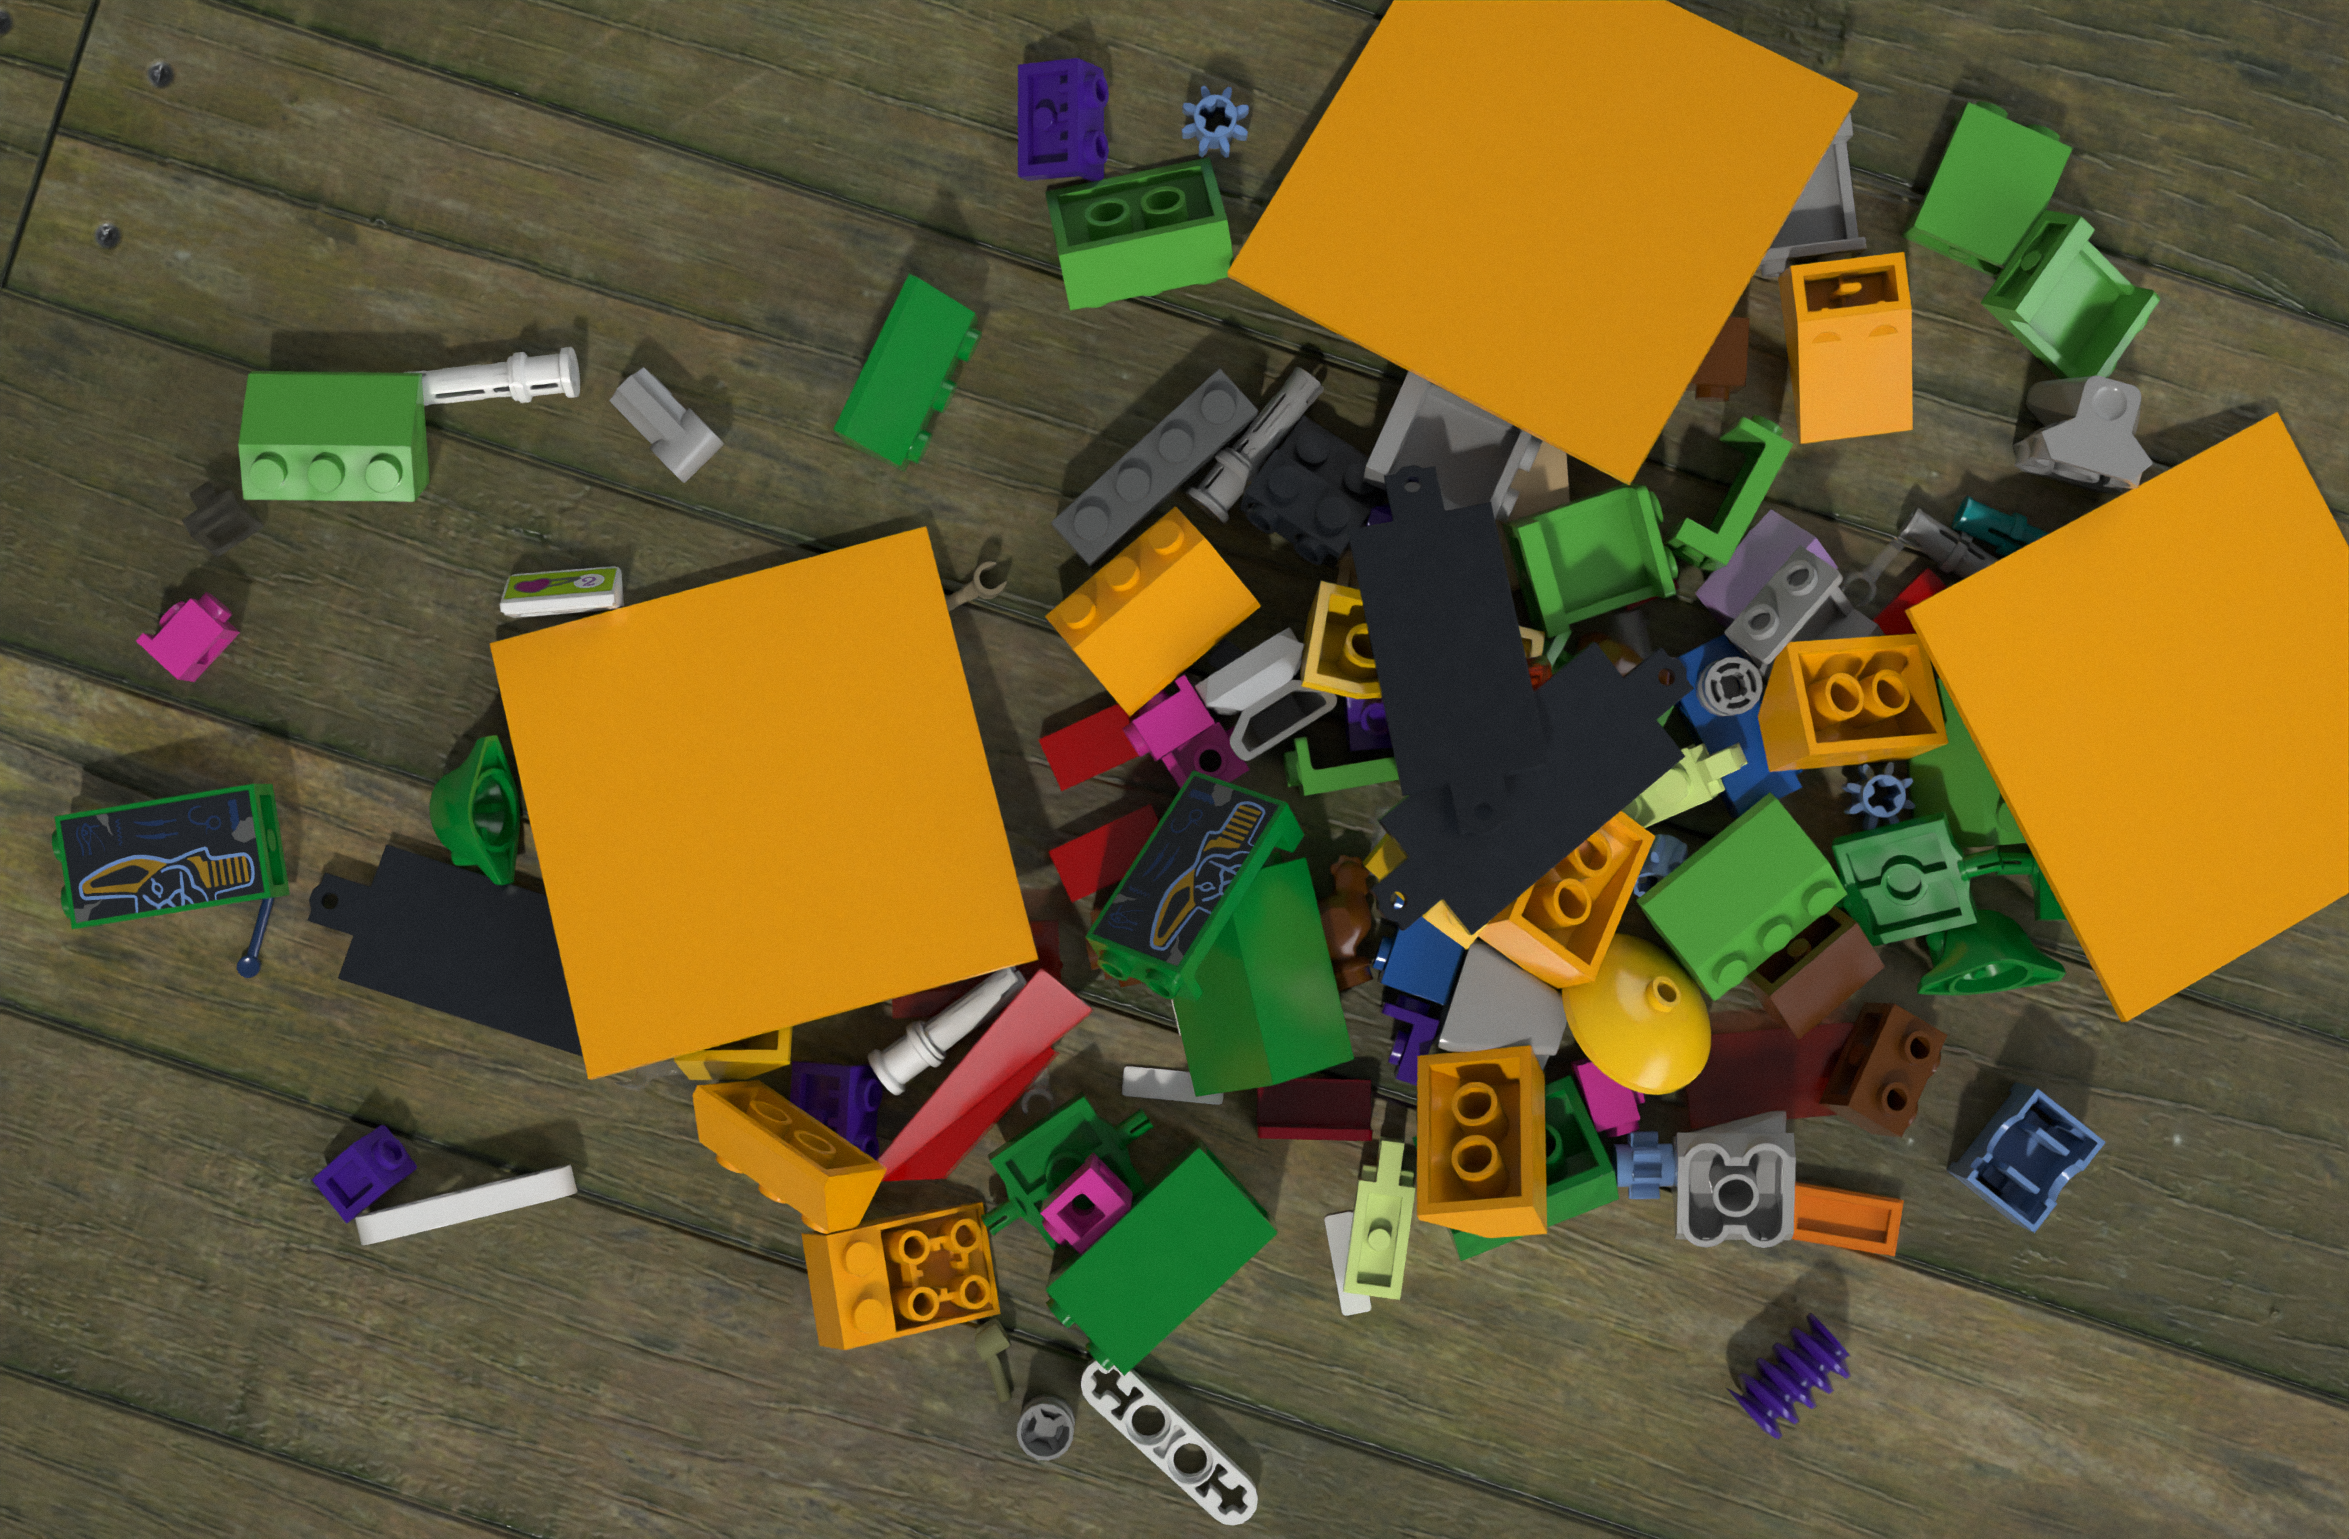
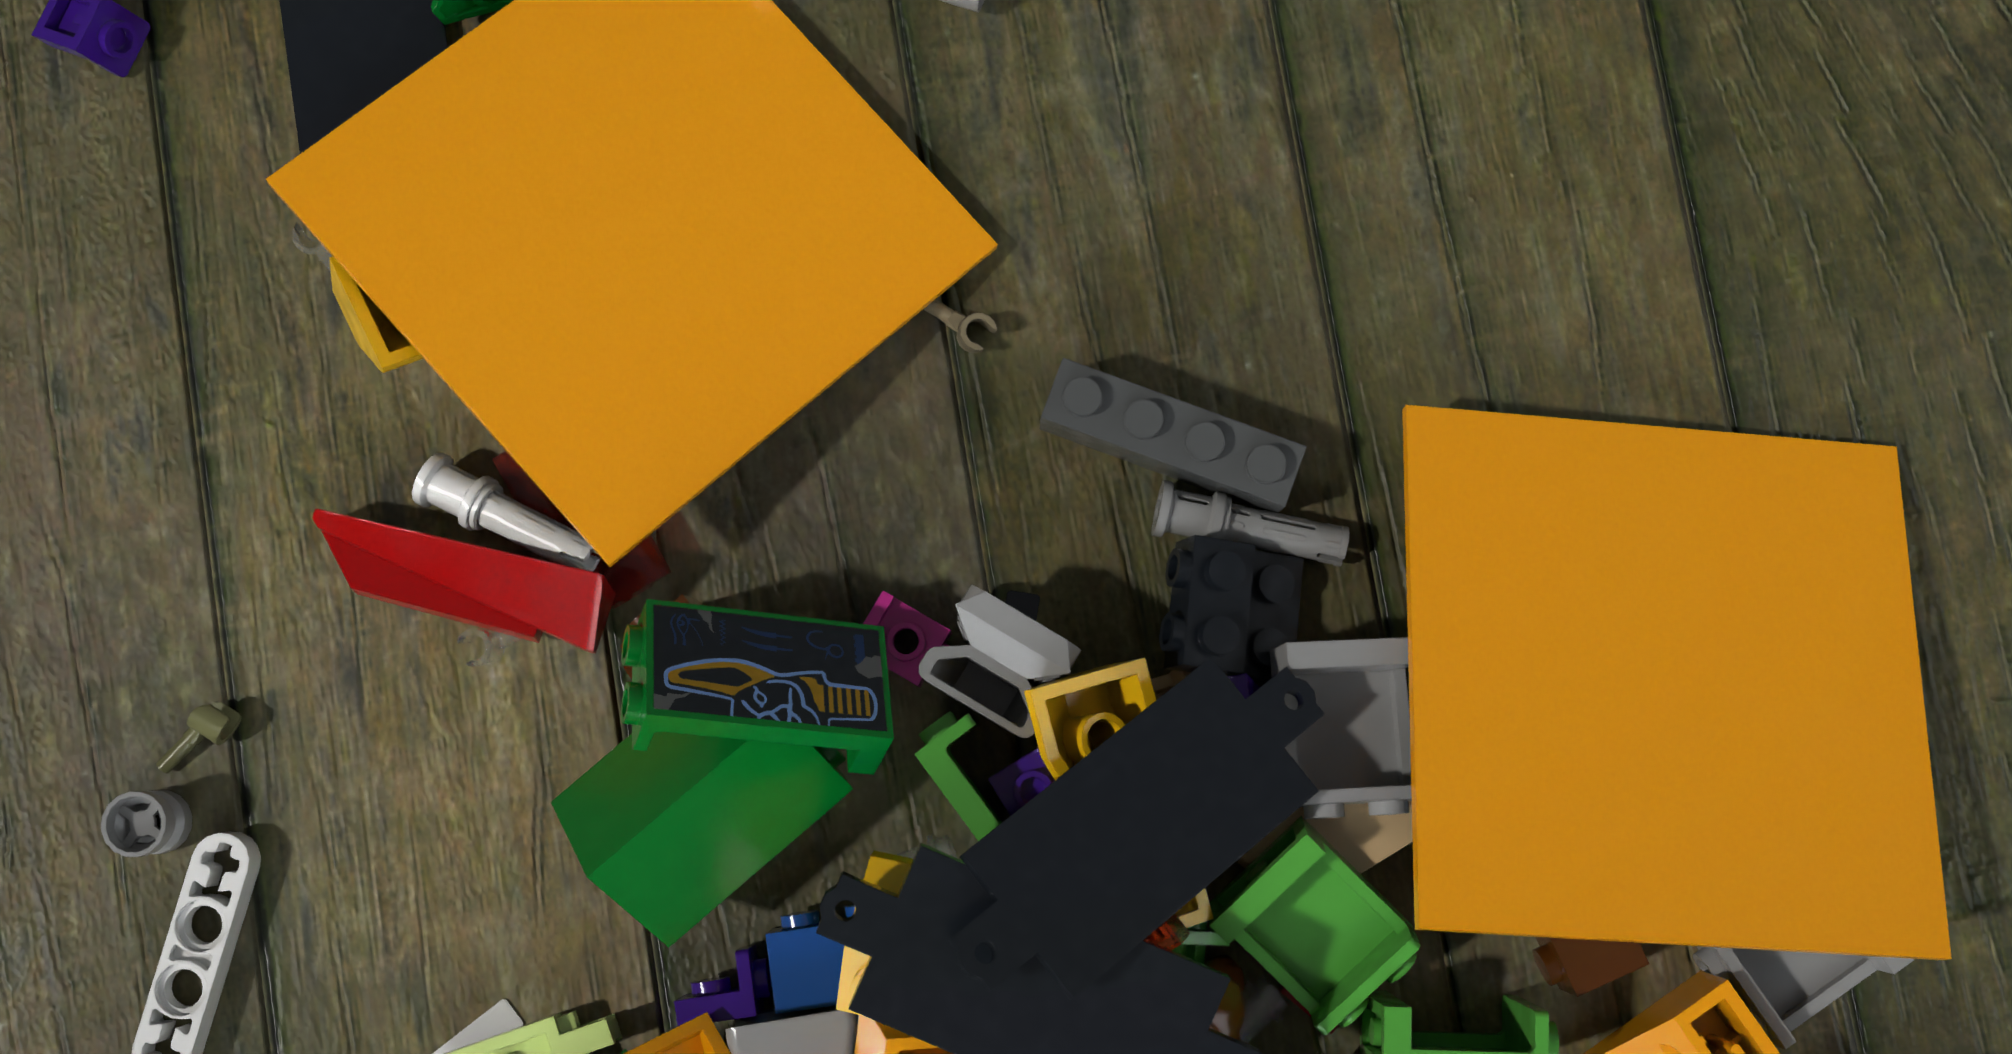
camera: 65 degrees right, 5 degrees down
(466, 1204) = (104, 139): white beam -> none
(787, 1153) = (295, 418): light orange slope -> none
(841, 1099) = (357, 452): dark purple bracket -> none
(900, 1276) = (233, 598): light orange slope -> none
(908, 375) = (1137, 144): green slope -> none
(1052, 1151) = (419, 710): green plate -> none
(1061, 120) = (1466, 172): dark purple bracket -> none
(1083, 1227) = (362, 752): dark pink brick -> none
(1089, 746) = (872, 525): red tile -> none
(1104, 853) = (759, 583): red tile -> none
(1140, 233) = (1394, 304): bright green slope -> none
(1153, 611) = (1026, 505): light orange slope -> none
(1160, 1258) = (368, 851): green brick -> none
(1163, 1085) = (556, 754): white sticker -> none
(1168, 721) = (923, 577): dark pink brick -> none
(1207, 108) = (1556, 307): medium blue gear -> none
(1315, 1109) = (603, 940): dark red panel -> none
(1347, 922) = (810, 866): reddish brown animal -> none

